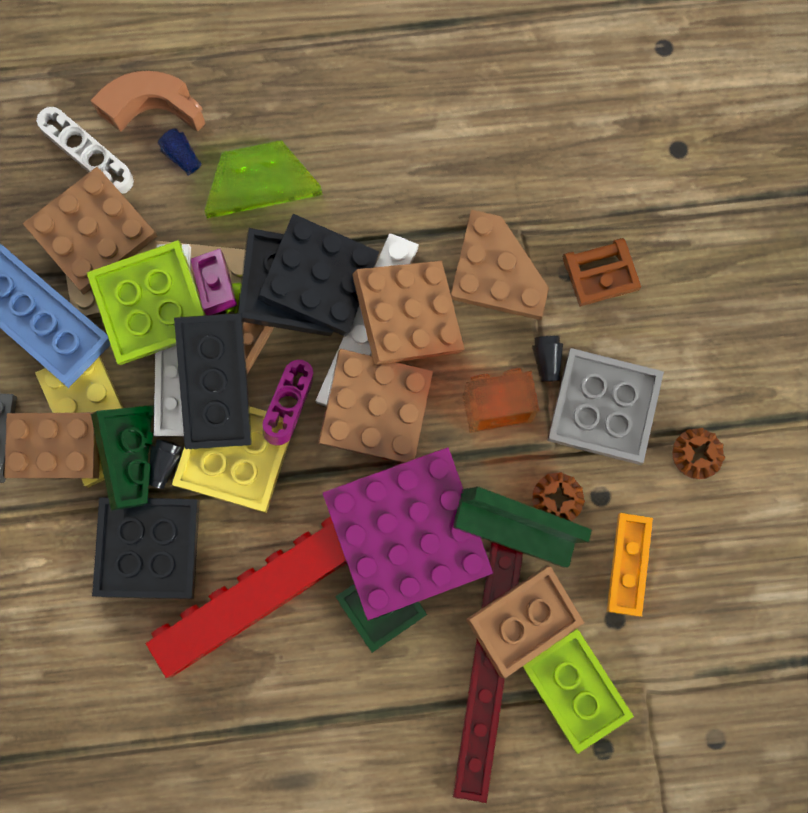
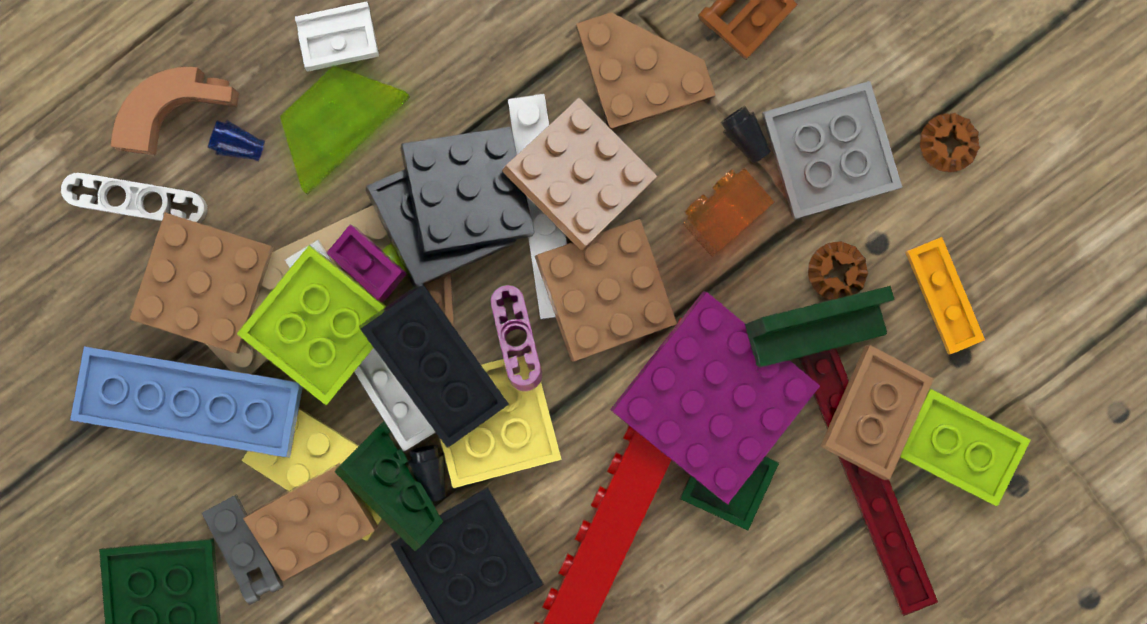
camera: 30 degrees left, 10 degrees up
(296, 122) = (336, 36): none -> white plate

